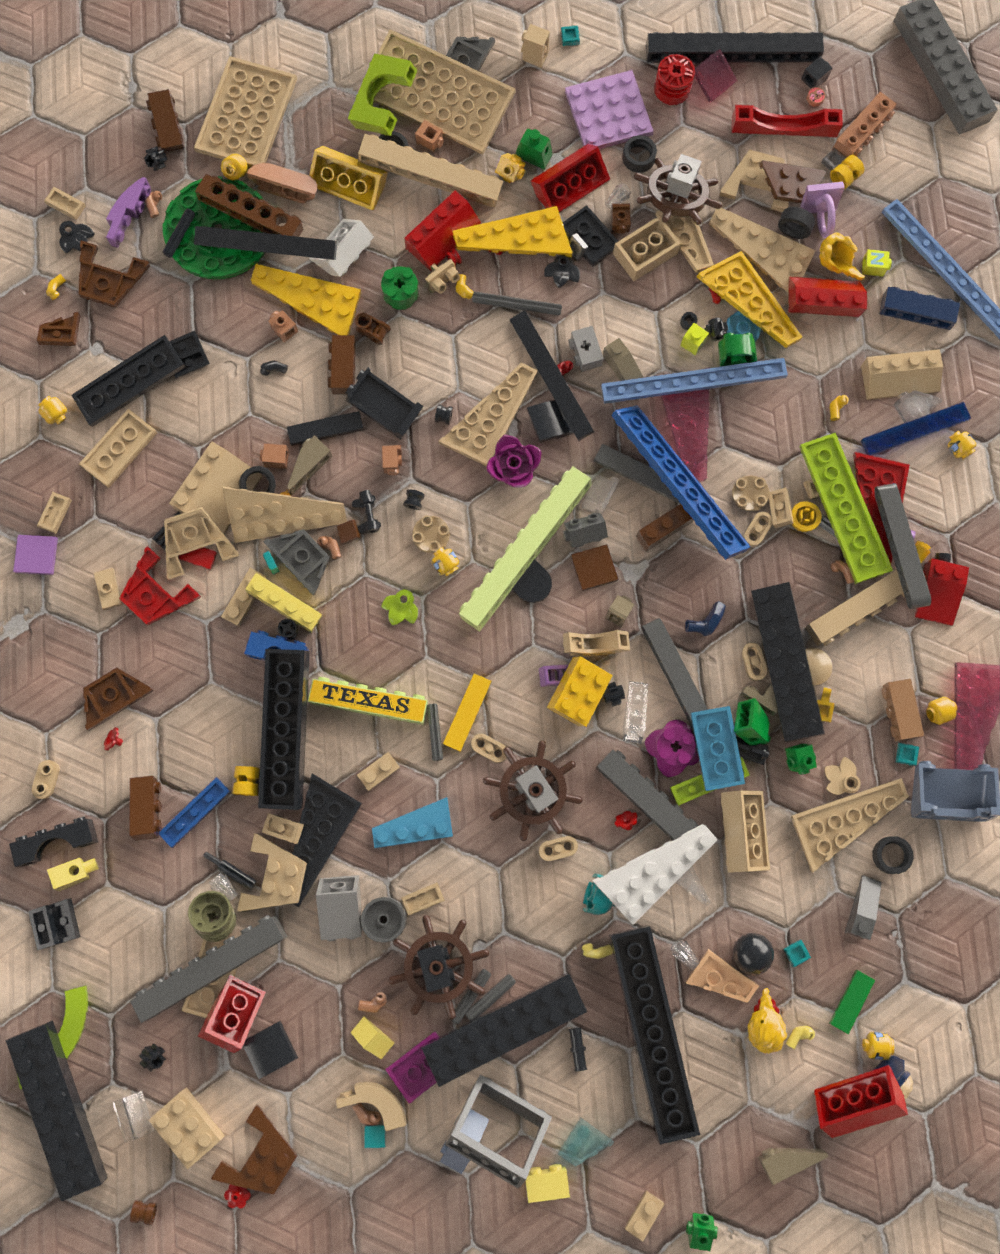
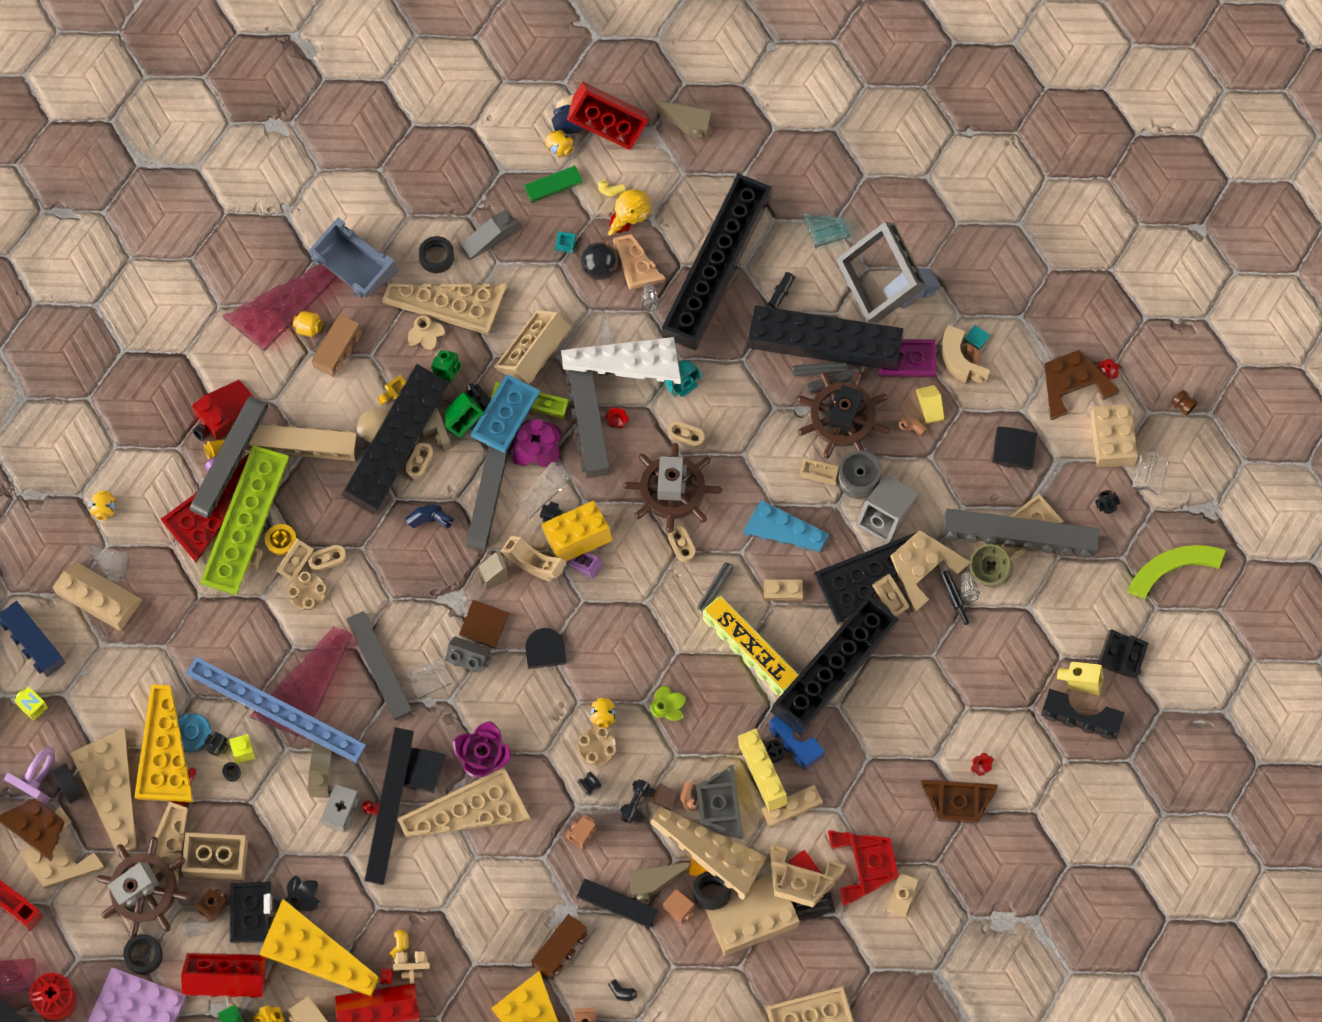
camera: 140 degrees left, 10 degrees down
(35, 554) = (945, 969): medium lavender tile -> none
(48, 779) = (1058, 771): tan plate -> none
(54, 512) = (904, 994): tan plate -> none
(57, 1110) = (1204, 514): black brick -> none
(145, 808) = (990, 686): reddish brown brick -> none
(194, 812) = (953, 659): blue plate -> none
(232, 1014) = (1025, 488): red slope -> none
(244, 787) = (894, 652): yellow wheel -> none
(270, 562) = (749, 816): teal tile -> none
(374, 330) = (508, 959): reddish brown piece -> none
(382, 403) = (551, 881): black panel -> none
(400, 278) = (453, 969): green brick -> none
(443, 414) = (507, 839): black wheel -> none
(467, 712) = (677, 584): yellow tile -> none
(517, 303) = (375, 906): dark grey axle -> none
(525, 549) = (527, 676): yellowish green brick -> none
(547, 1183) = (870, 217): light yellow brick -> none
(596, 953) = (716, 343): light yellow arm -> none
(644, 1215) = (818, 157): tan plate -> none
(663, 527) = (400, 612): reddish brown brick -> none
(681, 482) = (359, 634): blue plate -> none
(701, 1231) = (786, 118): green brick -> none
(737, 349) = (219, 708): green brick -> none
(827, 297) = (98, 704): red slope -> none
(838, 254) = (58, 730): yellow hair -> none
(838, 403) = (174, 611): yellow arm -> none
(842, 567) = (286, 484): nougat arm -> none
(907, 754) = (360, 314): teal tile -> none
(916, 429) = (124, 542): clear blue plate -> none

